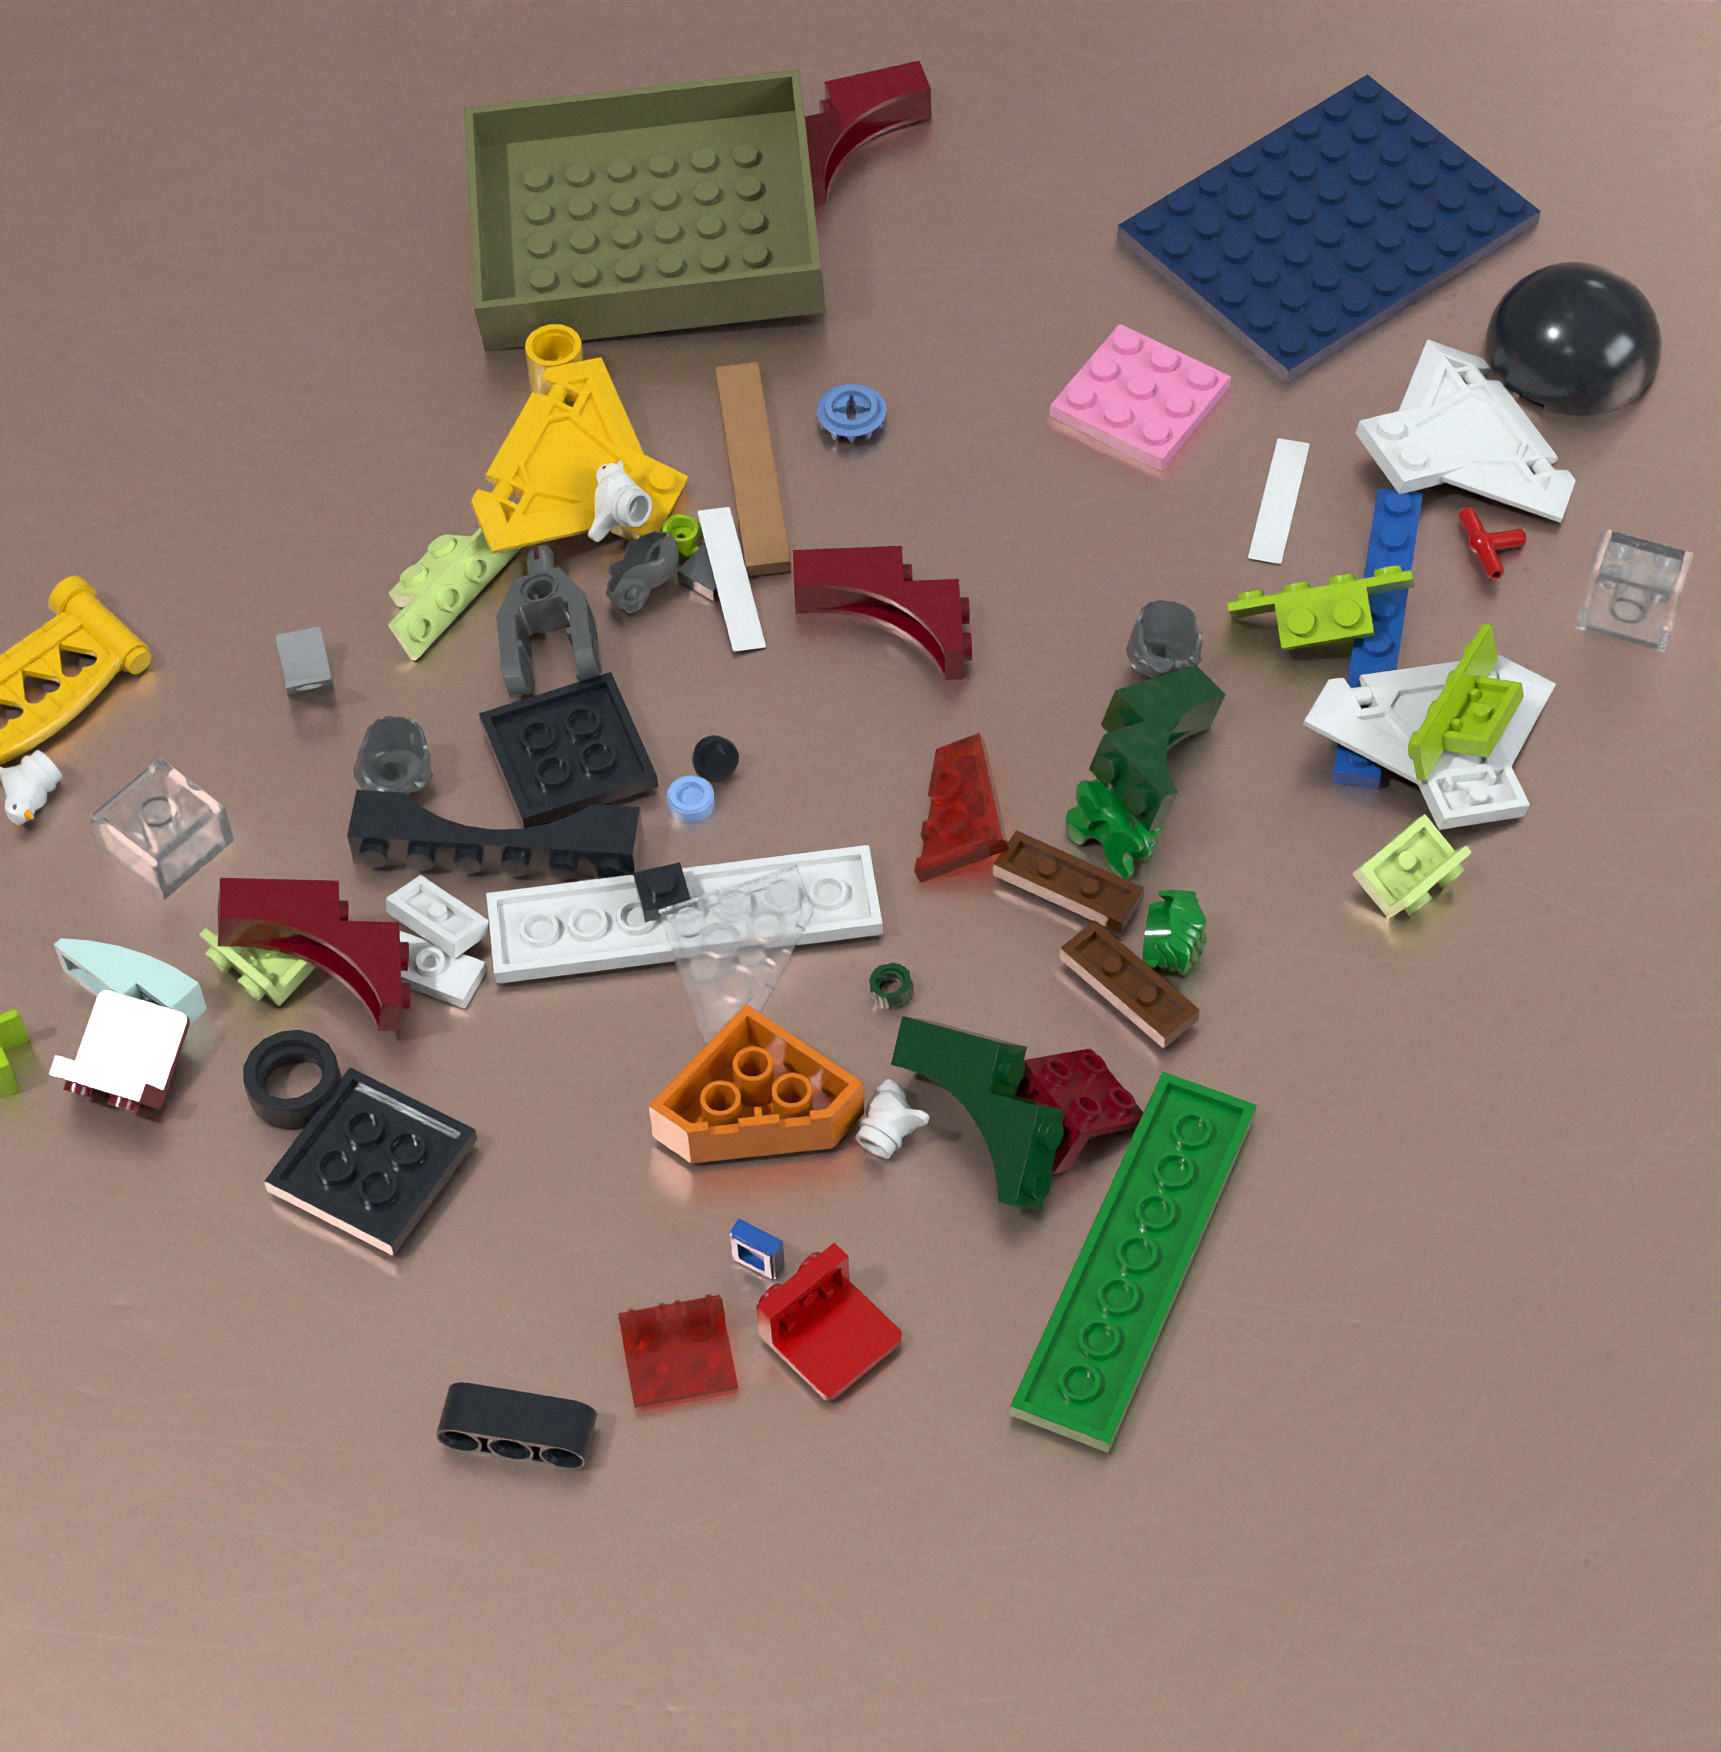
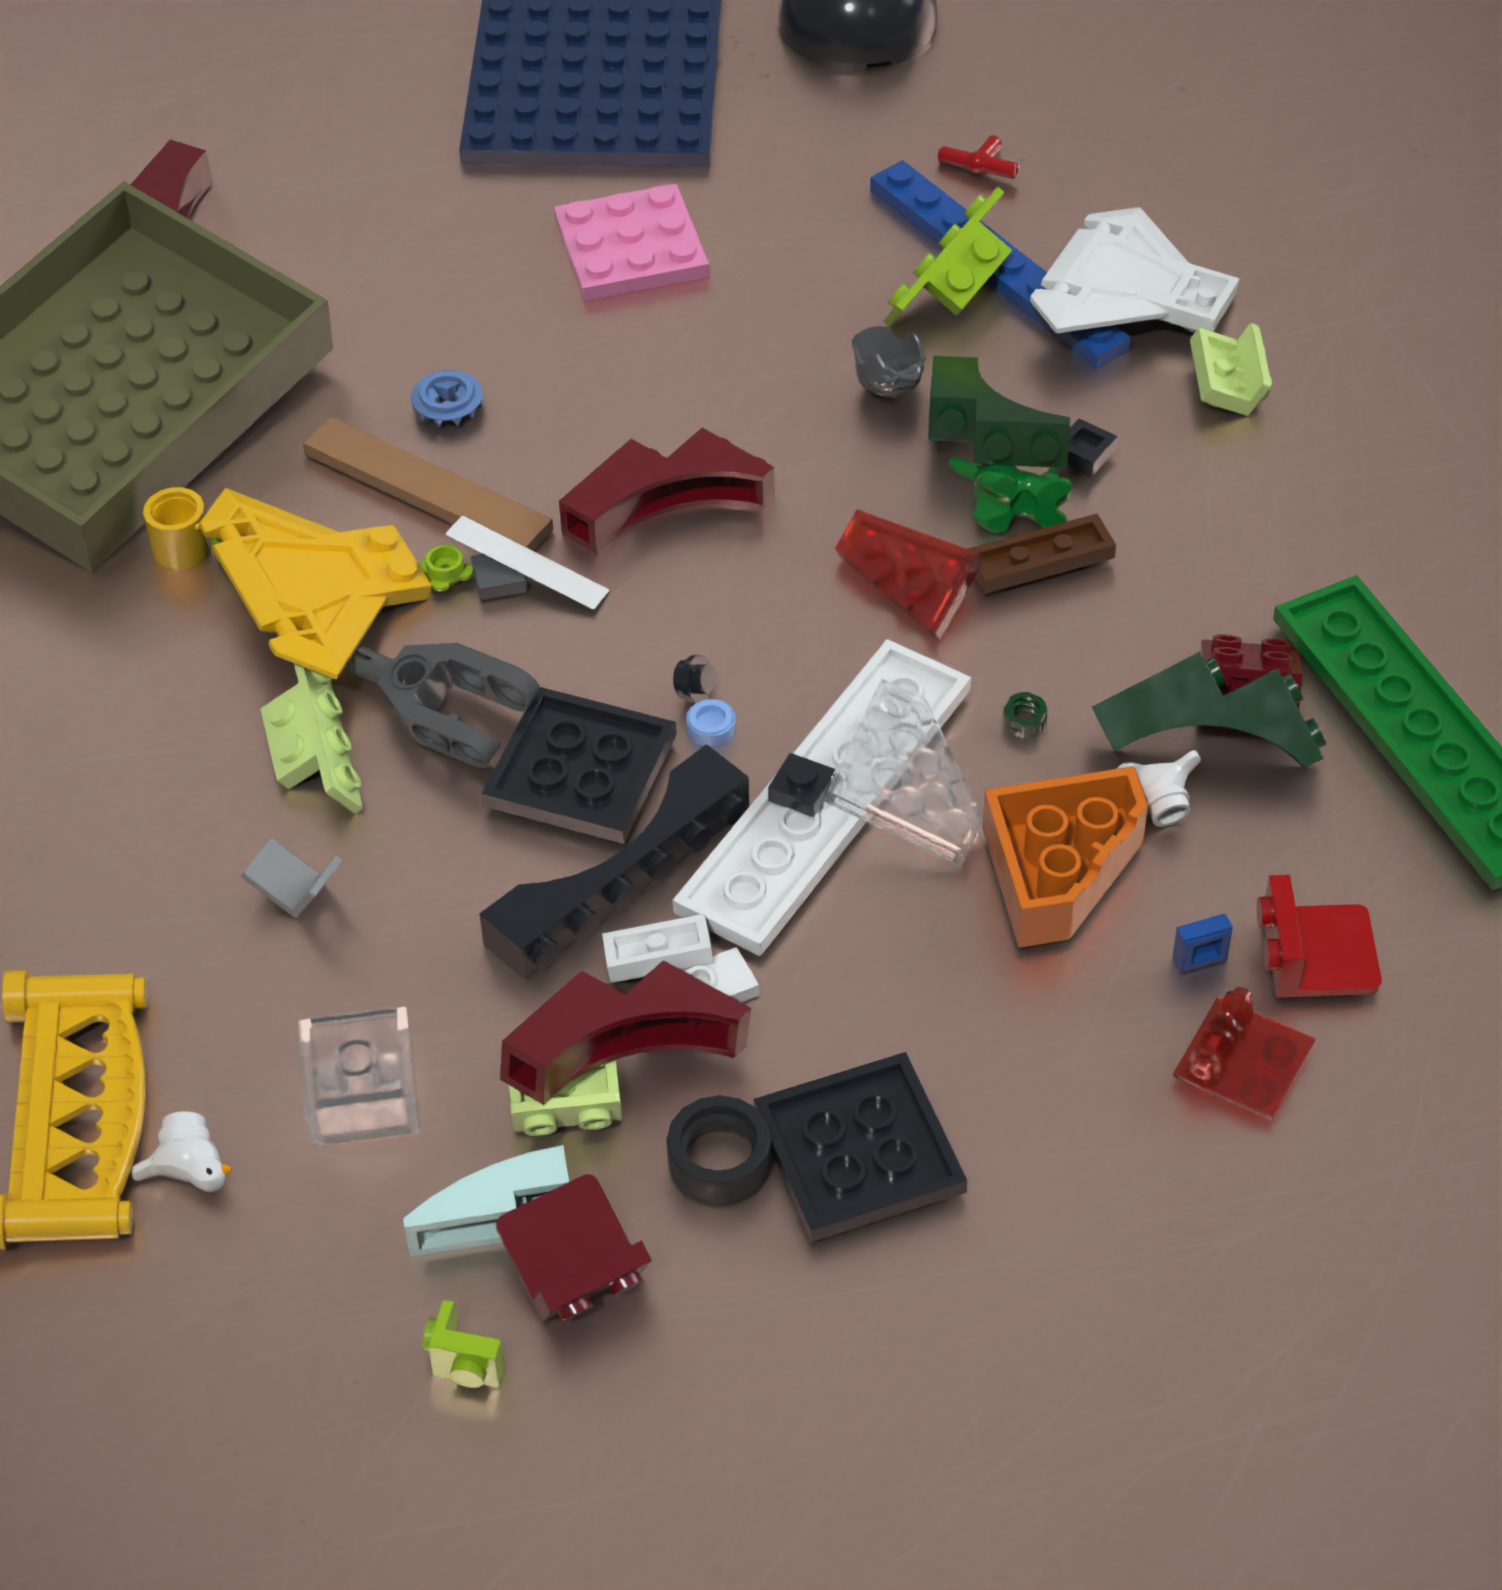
camera: 50 degrees left, 5 degrees down
(393, 757) = (468, 873): dark grey hair -> none
(516, 1425) = (1225, 1205): black beam -> none
(617, 501) = (385, 566): white animal -> none
(646, 565) = (454, 603): dark grey hair -> none
(1129, 984) = (1171, 578): reddish brown plate -> none
(1174, 932) = (1156, 523): green hair -> none
(1218, 832) = (1090, 446): none -> black plate
(1279, 501) = (813, 236): white sticker -> none
(1466, 437) = (875, 113): white plate -> none
(1469, 710) = (1143, 244): lime bracket -> none
(1634, 589) = (1123, 109): clear brick -> none

